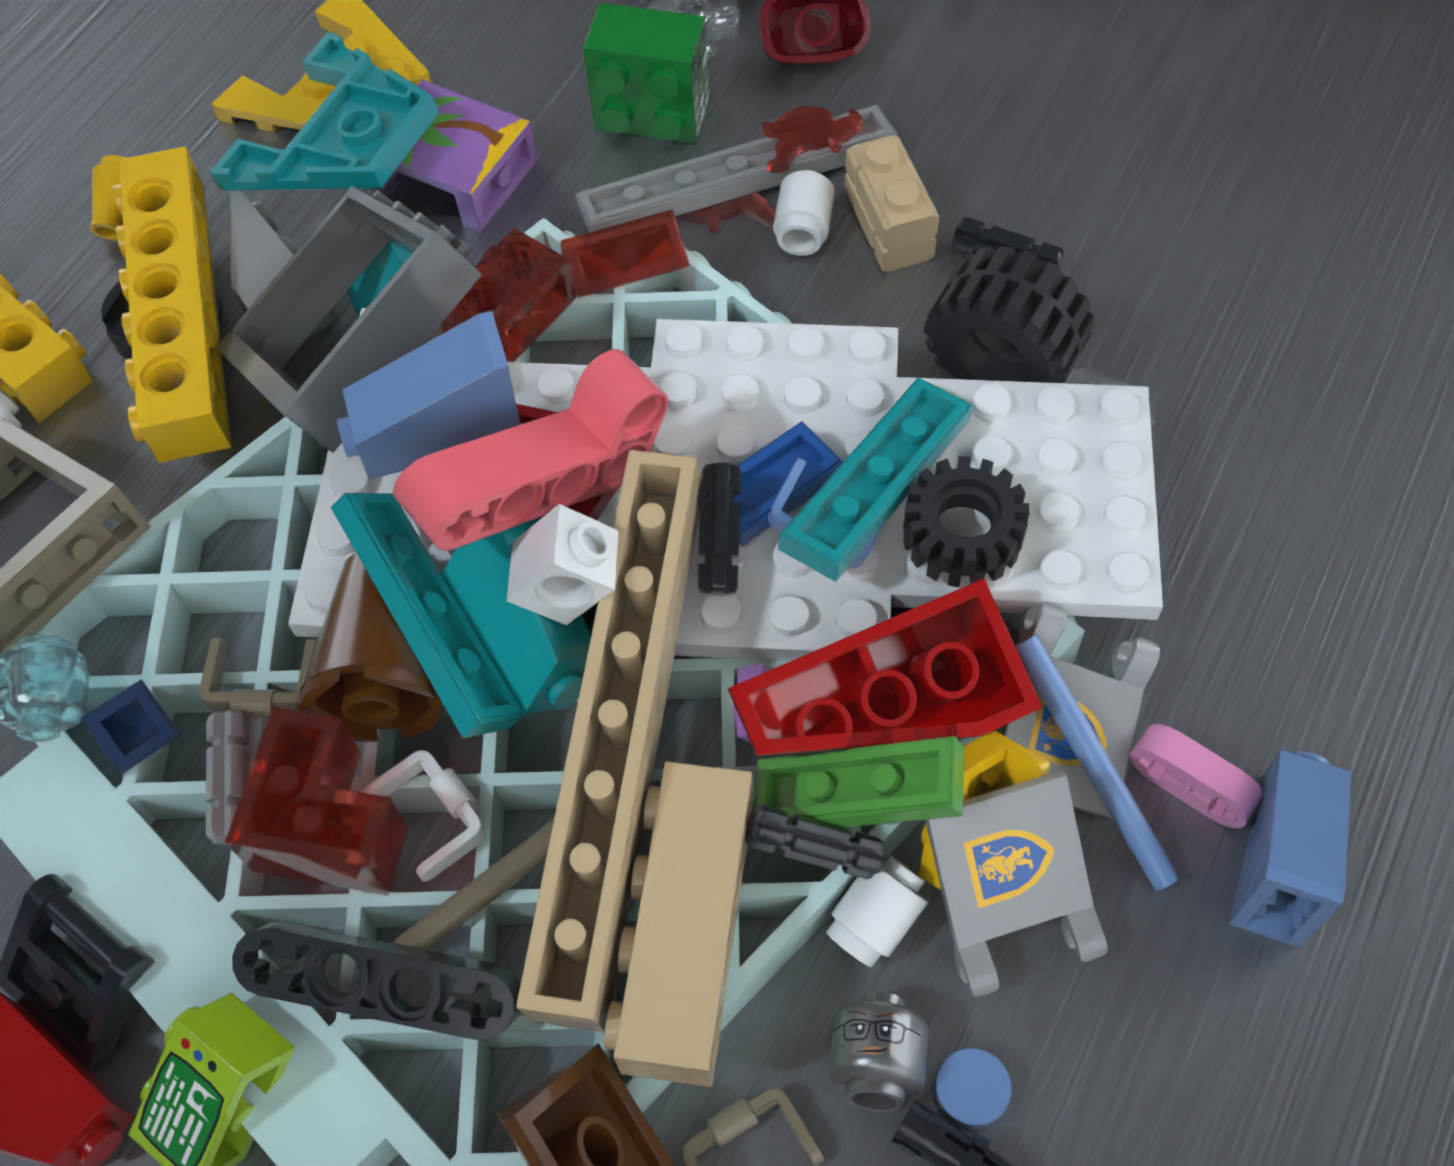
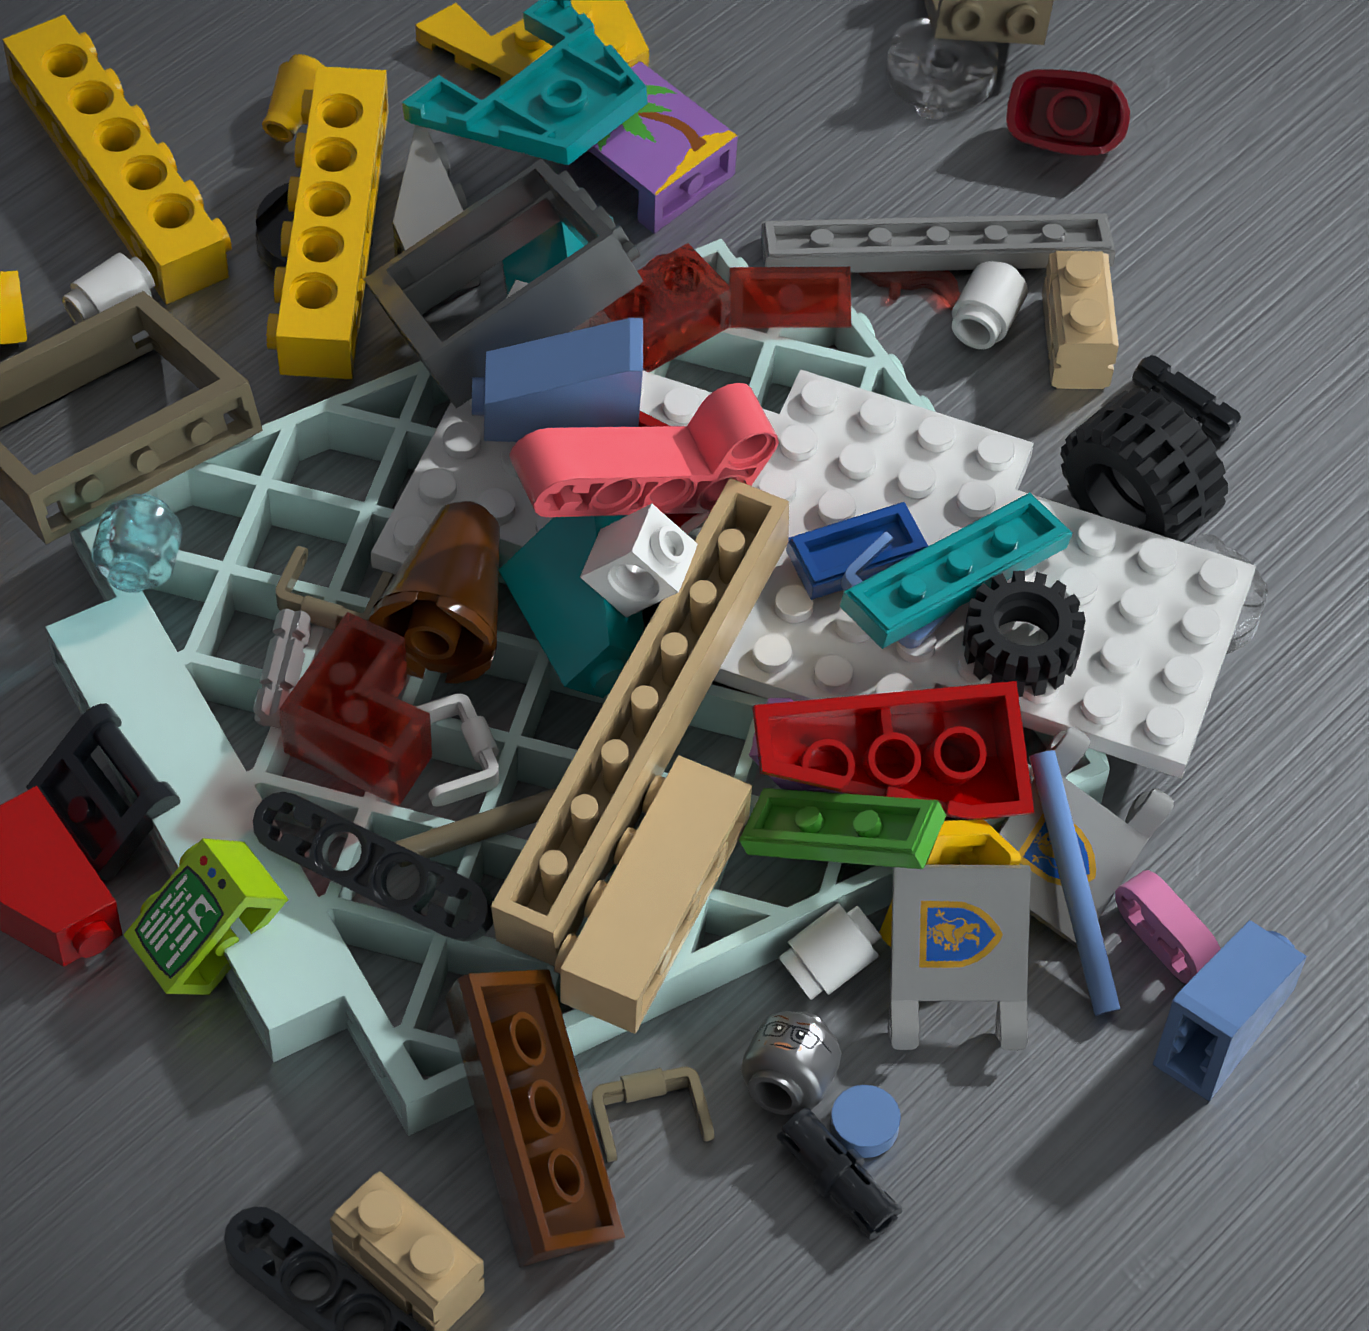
camera: 10 degrees right, 5 degrees down
(130, 726) = (206, 601): dark blue slope -> none
(427, 613) = (505, 571): teal tile -> none
(647, 72) = (874, 118): green brick -> none
(719, 529) = (792, 575): black axle -> none
(808, 130) = (1033, 224): clear red piece -> none
(814, 842) = (790, 864): black axle -> none

